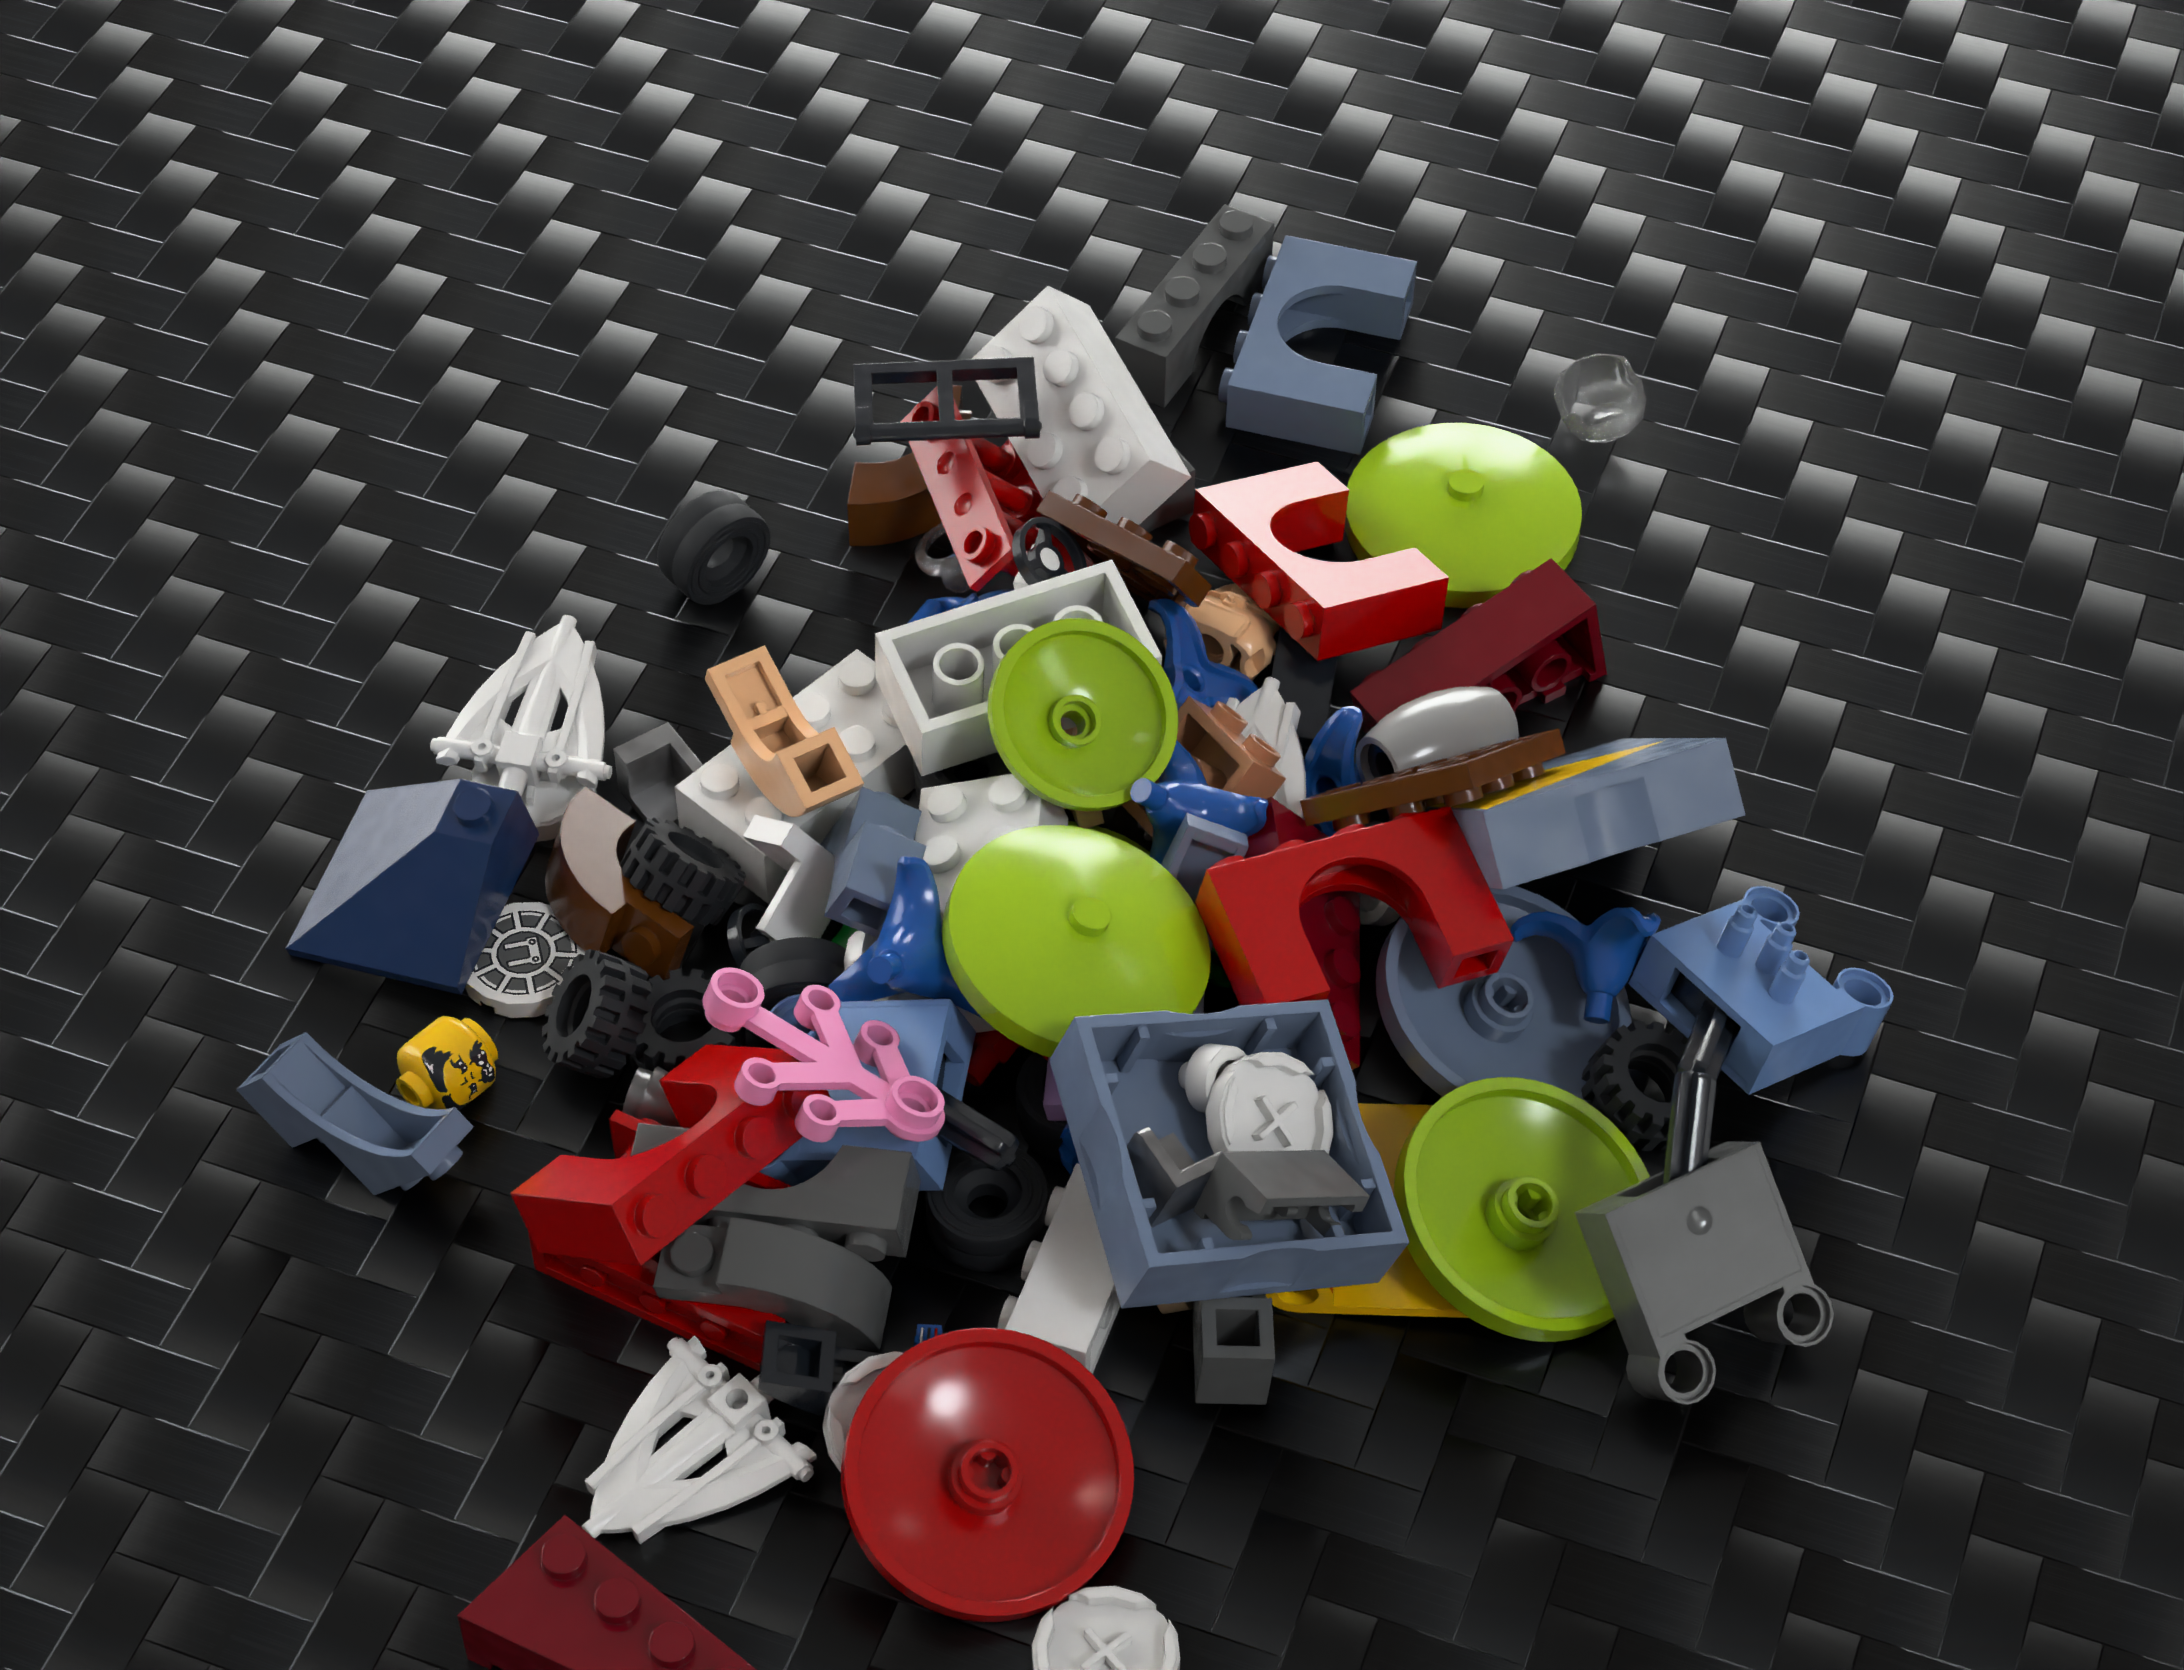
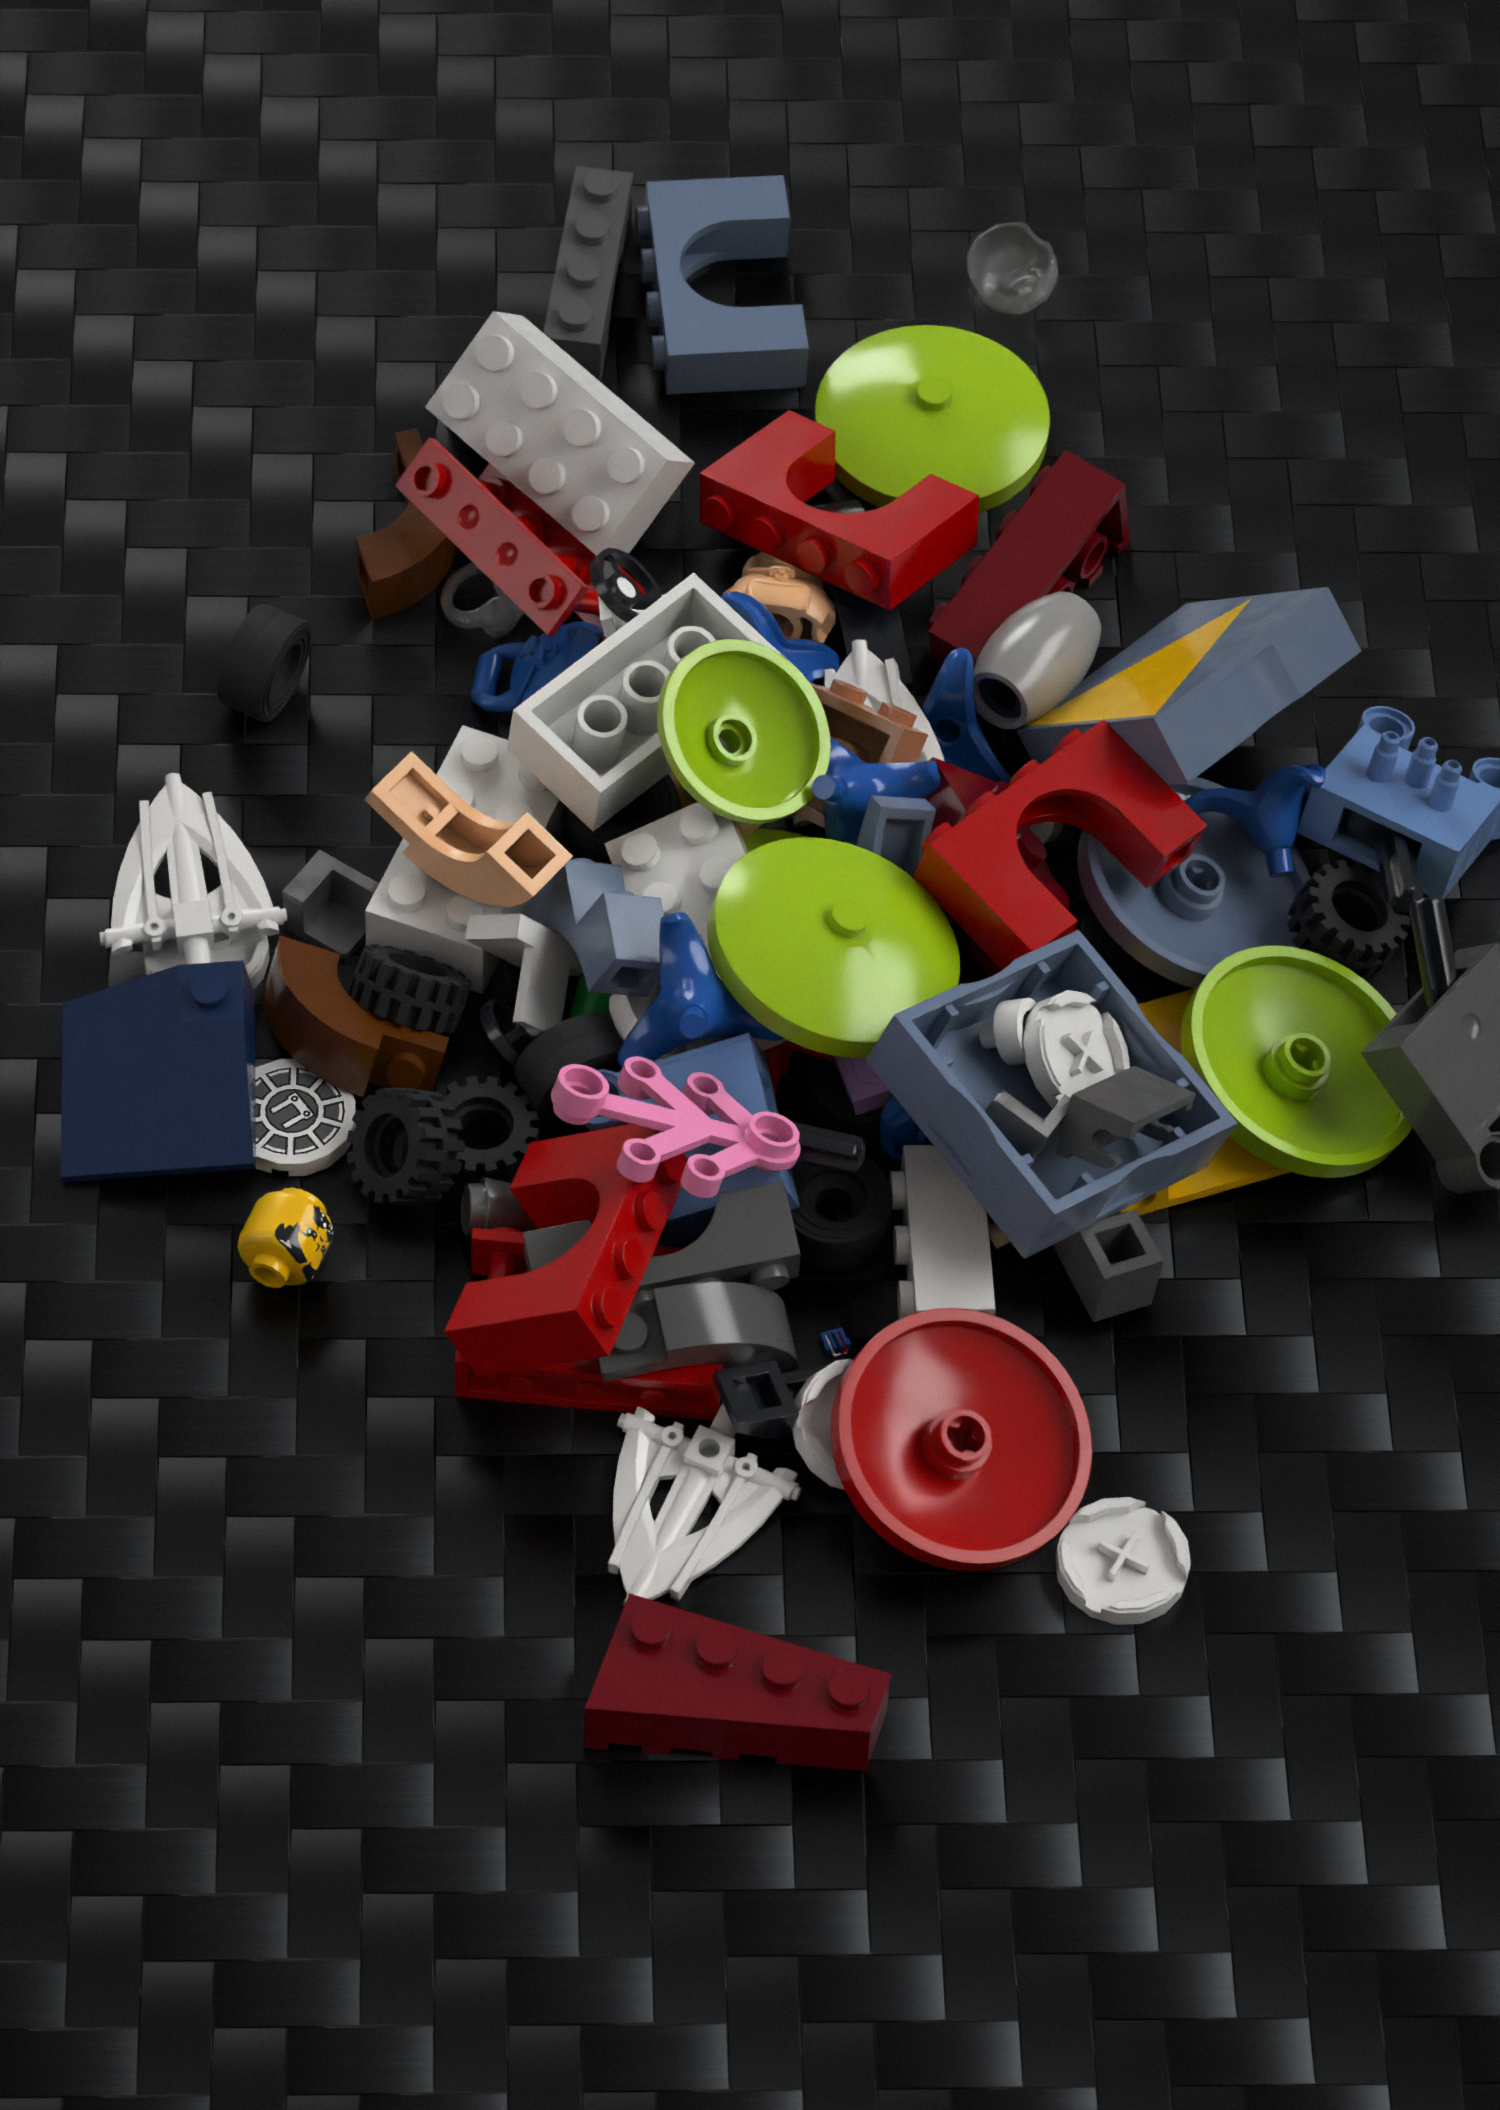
camera: 25 degrees left, 5 degrees up
(374, 1134) = (265, 1323): sand blue arch -> none
(944, 373) = (433, 428): black window -> none
(1144, 567) = (689, 551): reddish brown plate -> none
(1436, 782) = (1055, 709): reddish brown plate -> none

